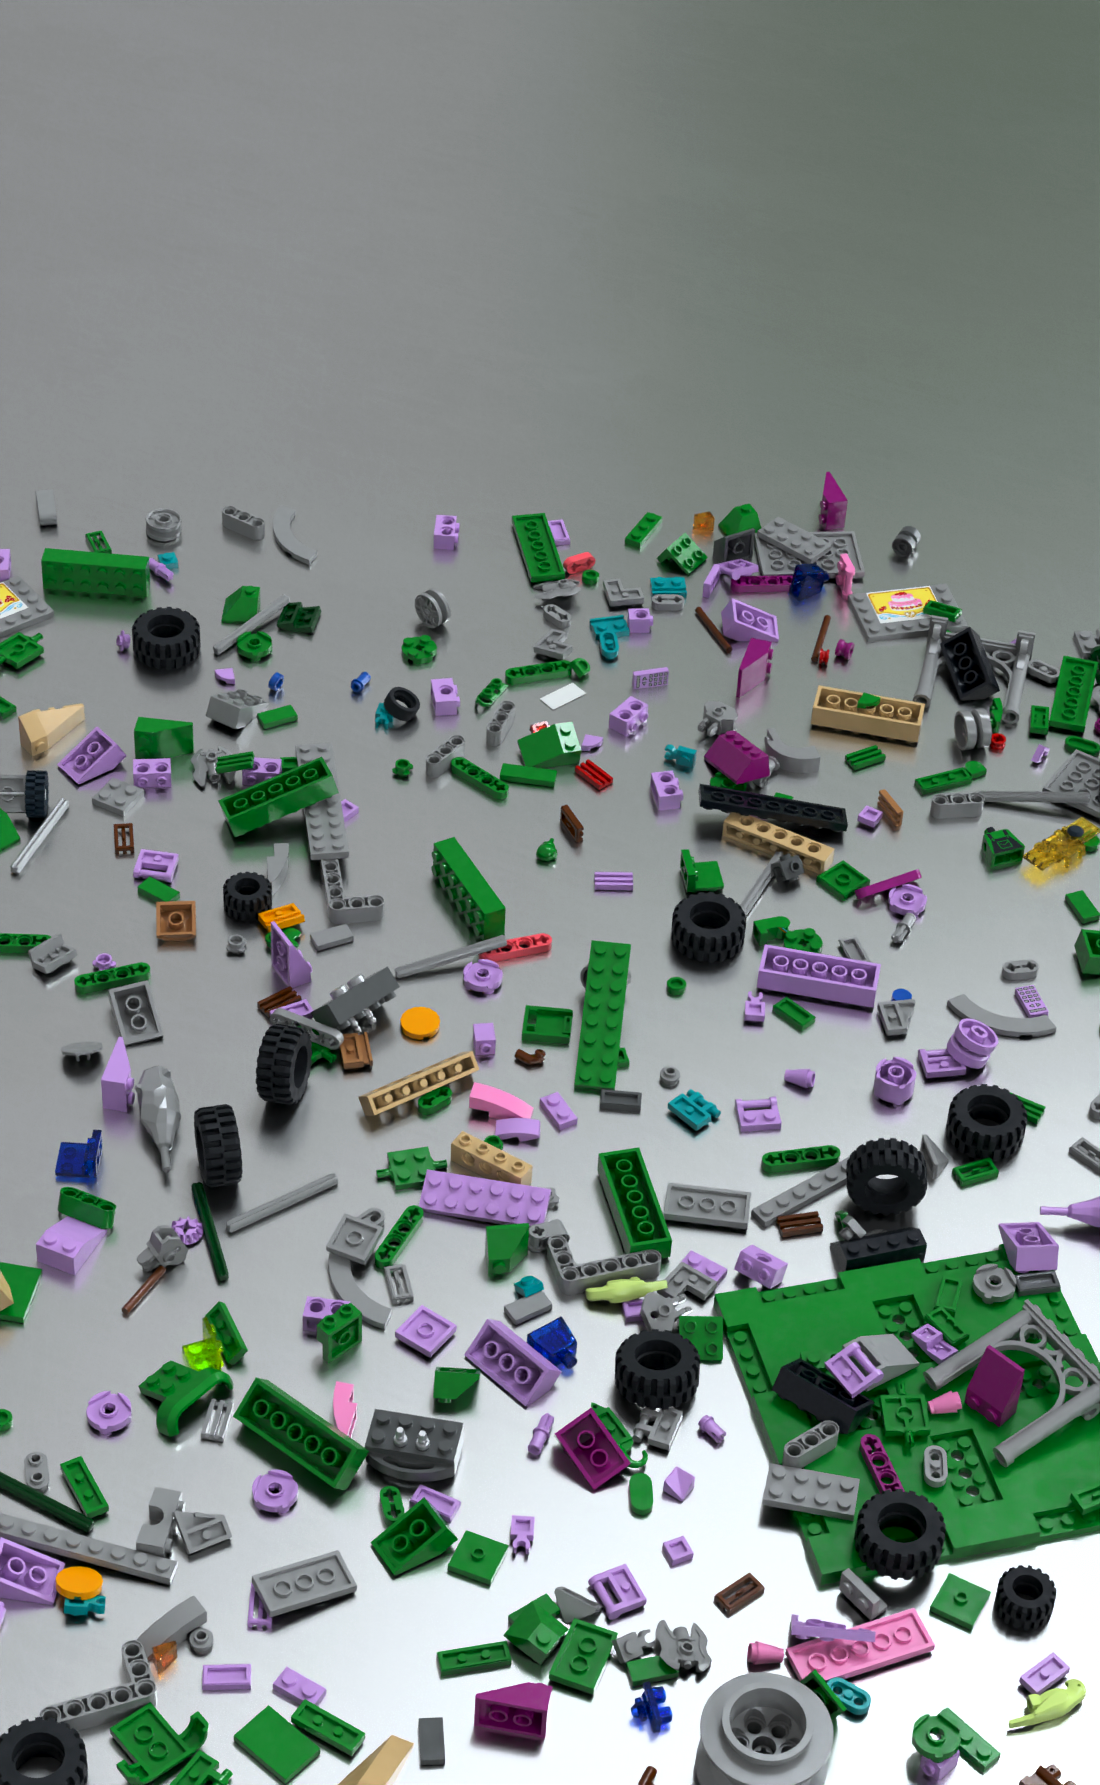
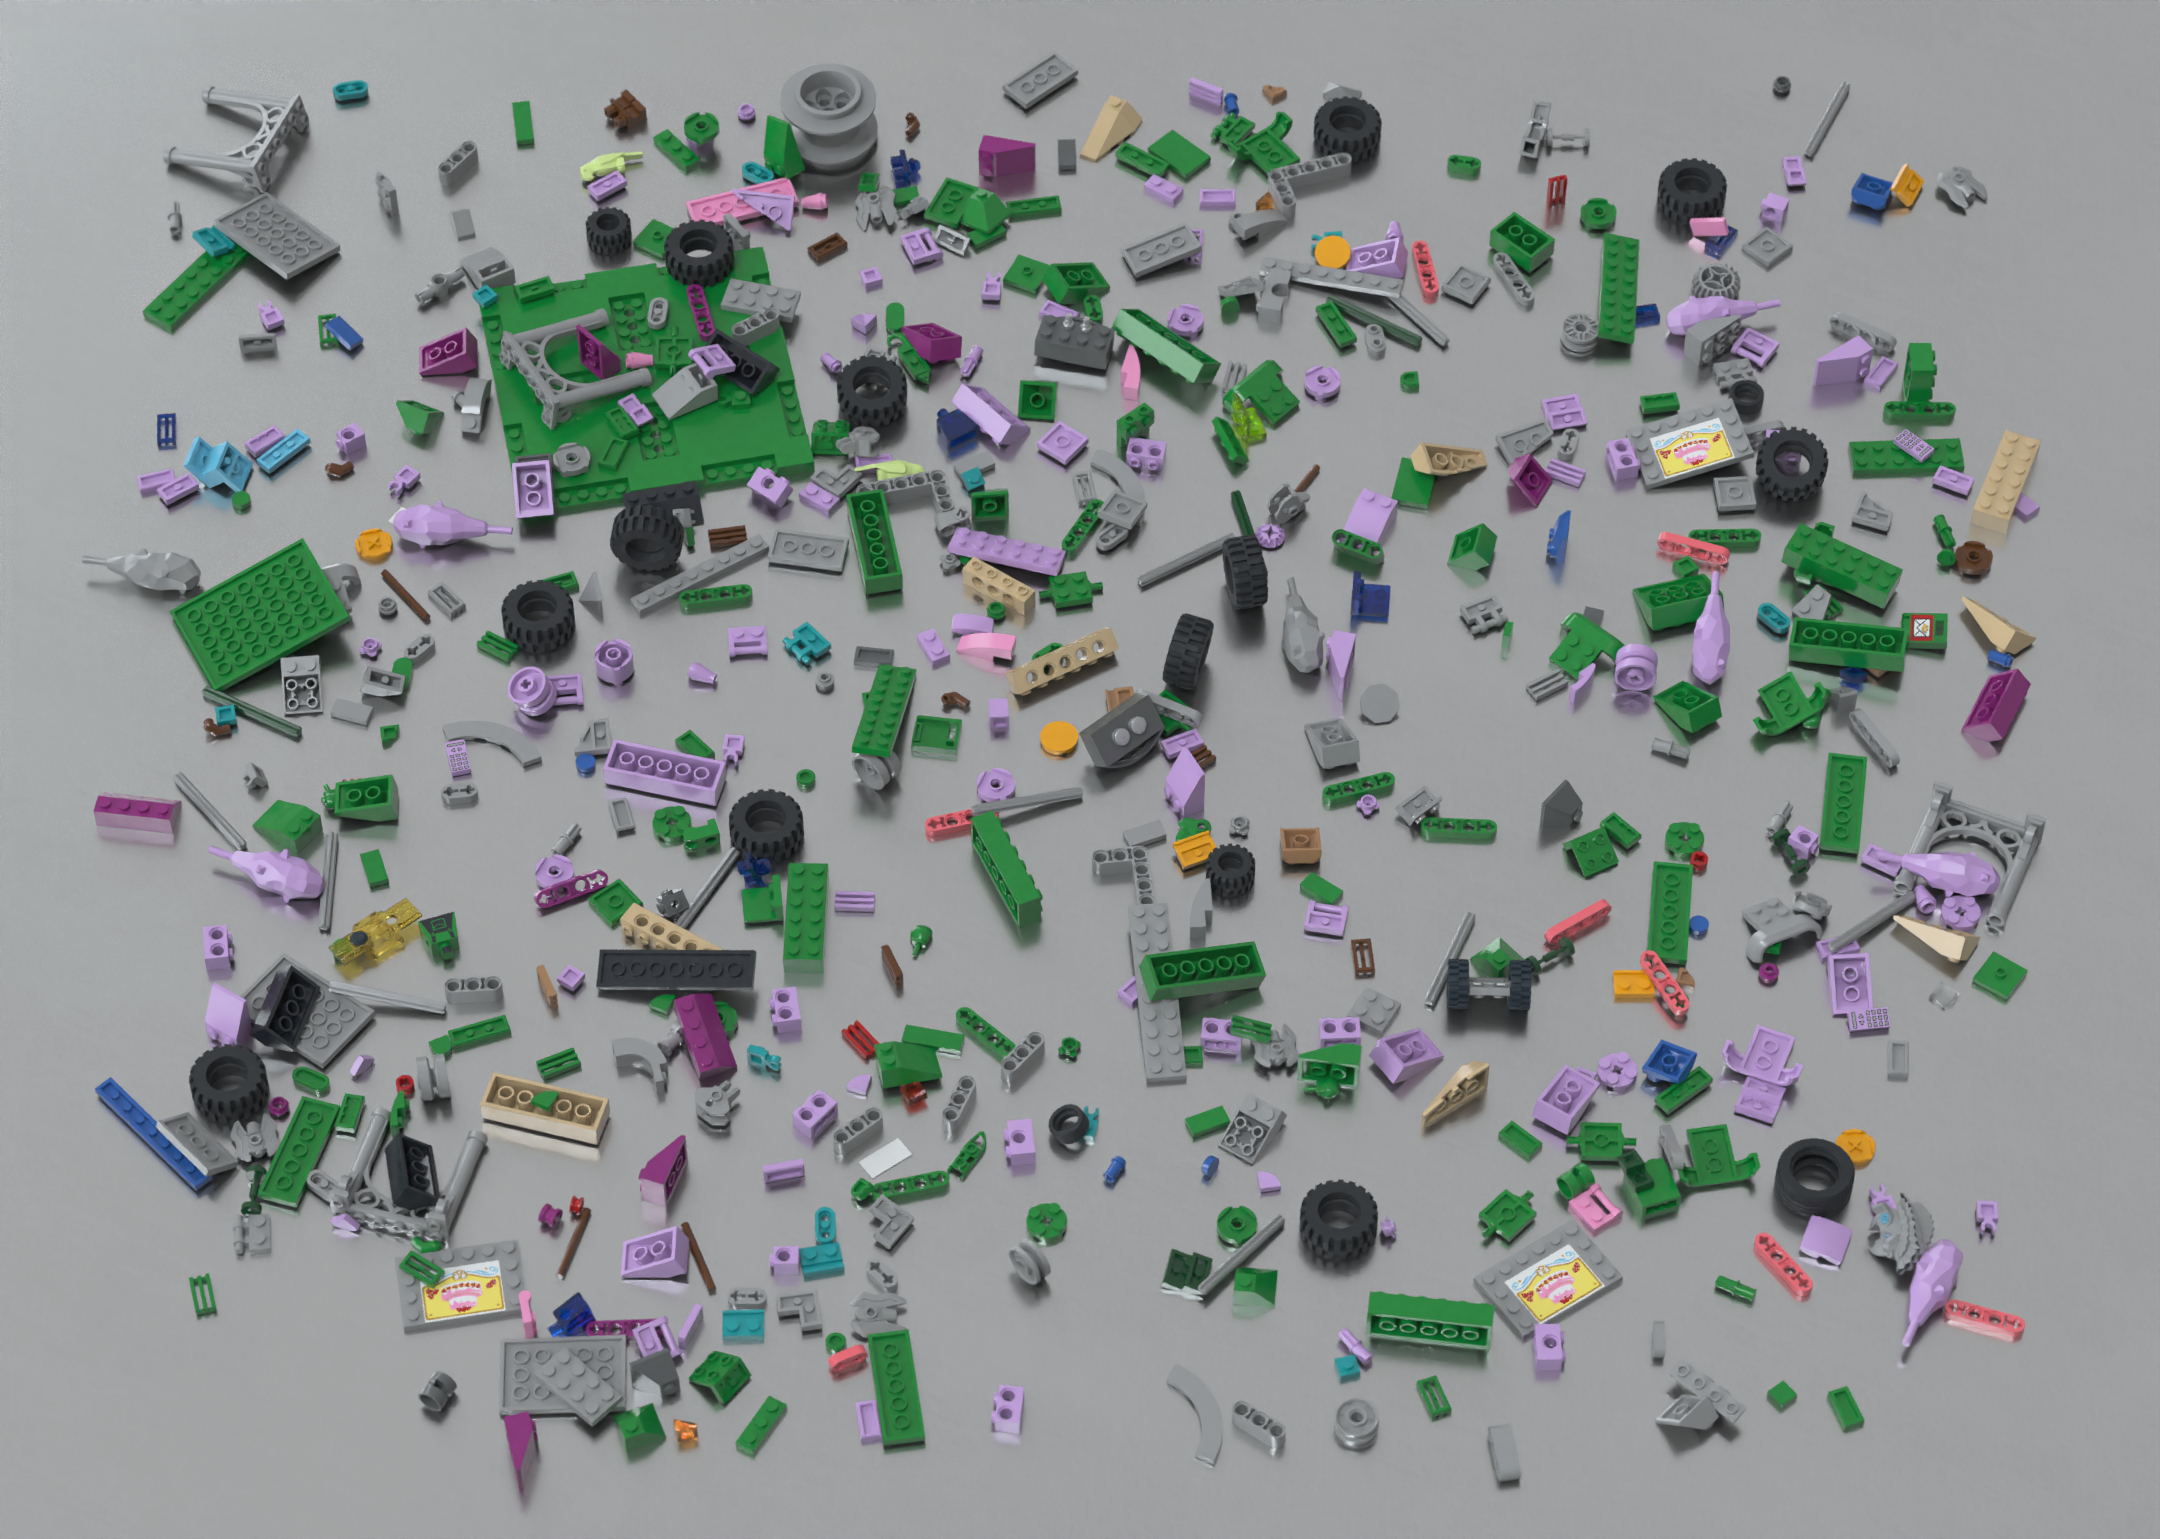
camera: 175 degrees left, 10 degrees up
(218, 1506) = (1229, 305): none -> green tile
(588, 704) = (866, 1127): none -> light grey beam
(658, 859) = (806, 918): none -> green brick
(697, 1678) = (869, 182): none -> green plate
(715, 885) = (753, 870): none -> clear blue hips

